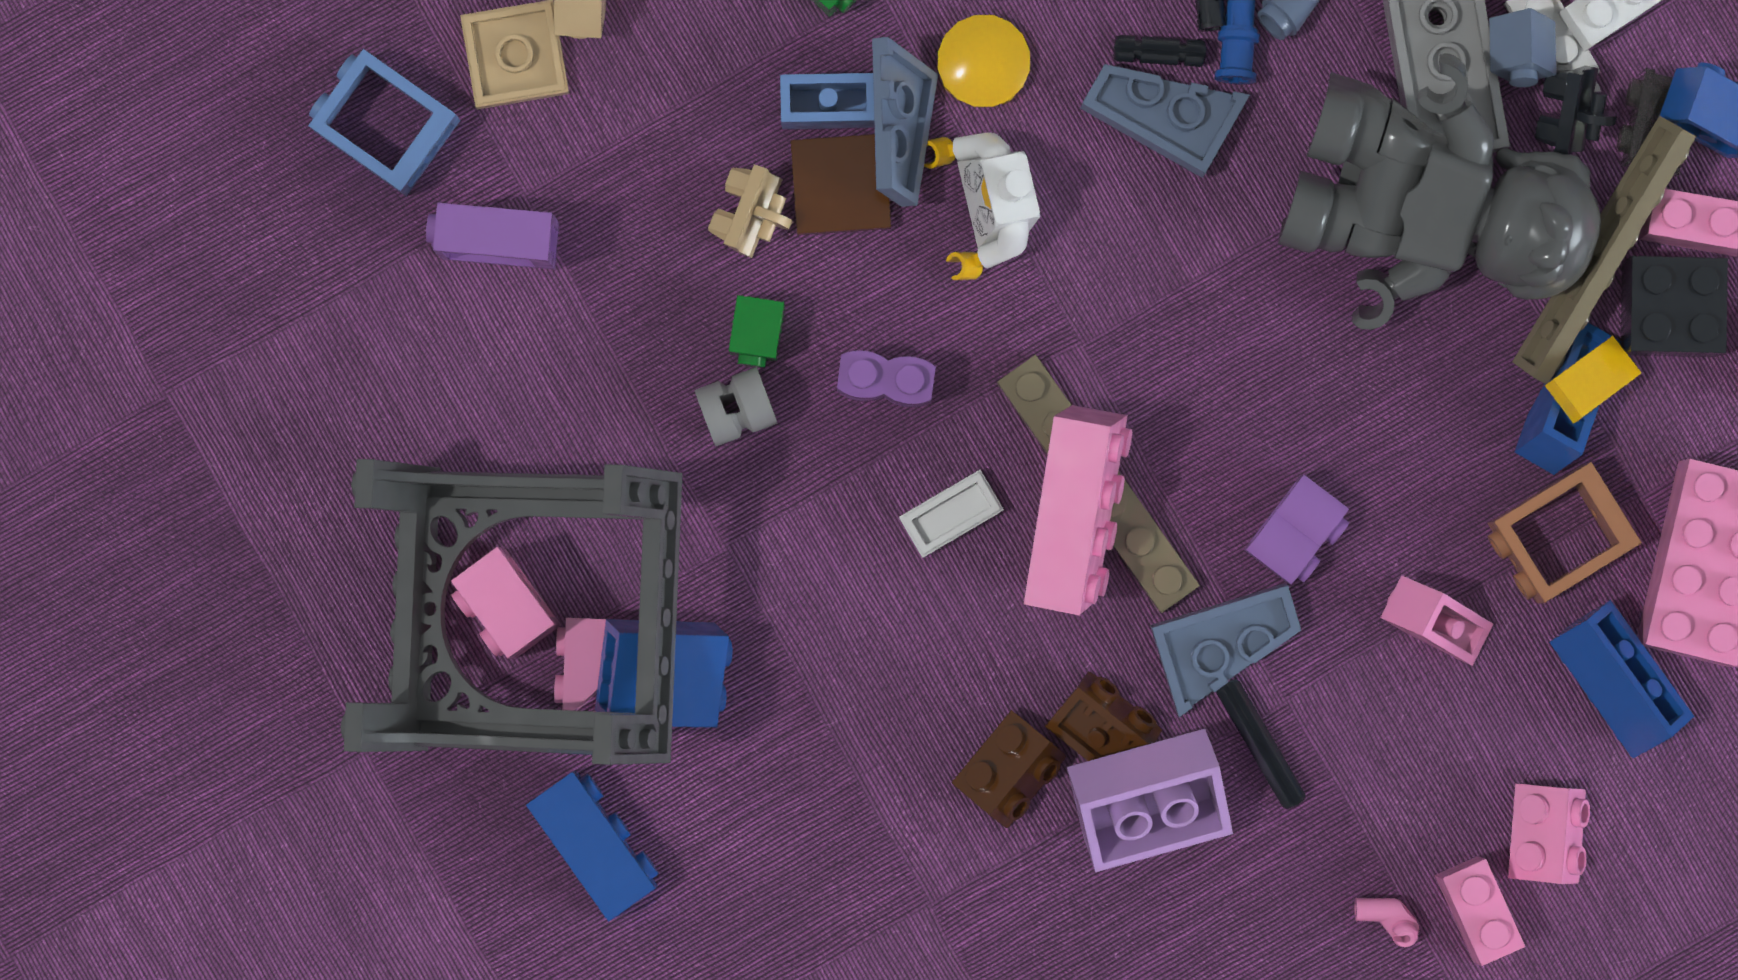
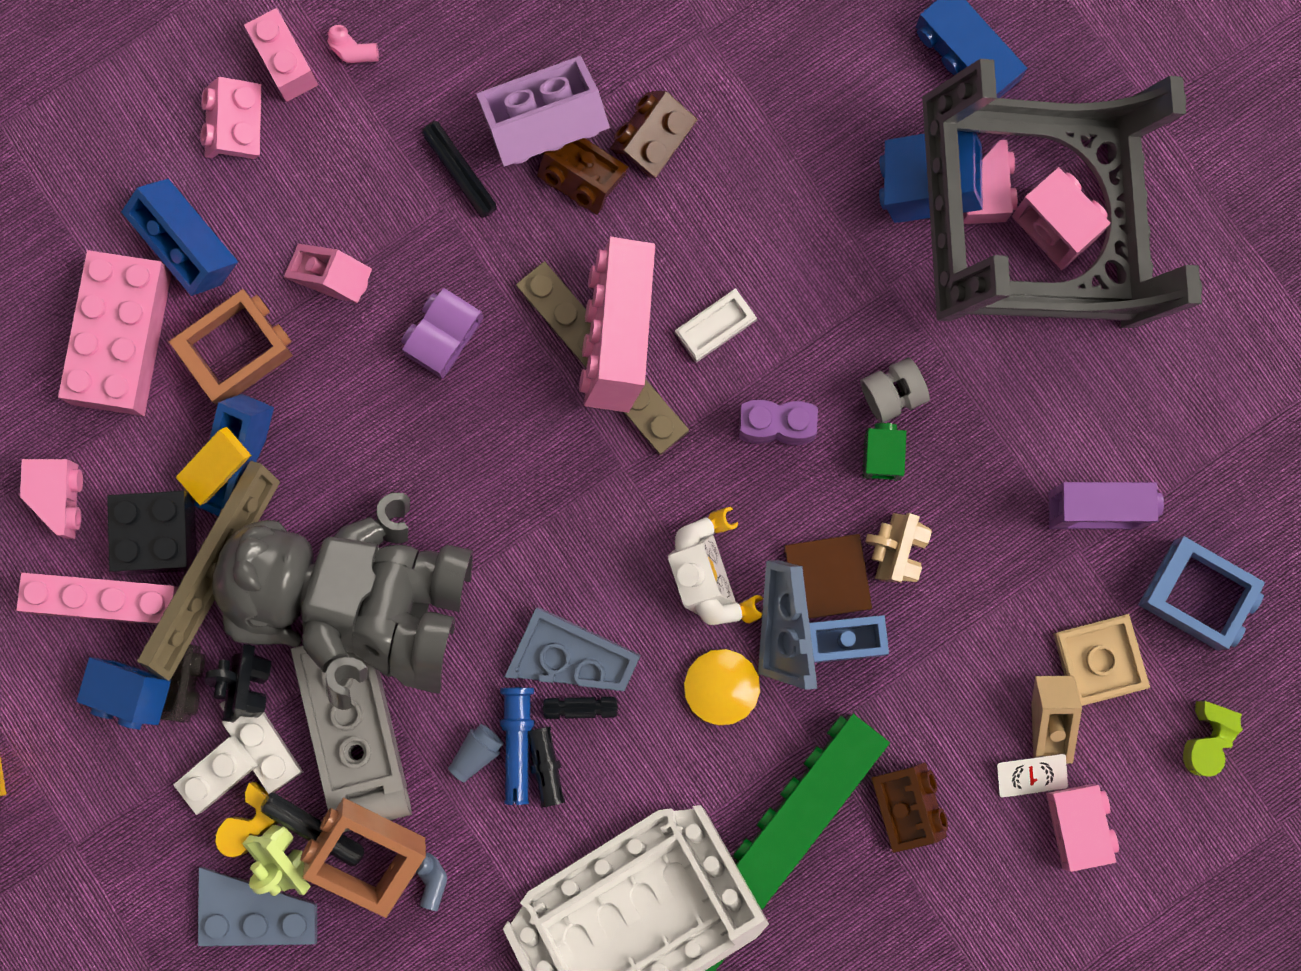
camera: 175 degrees right, 5 degrees down
(1219, 641) = (498, 243): sand blue wing -> none
(1522, 47) = (284, 729): sand blue brick -> none

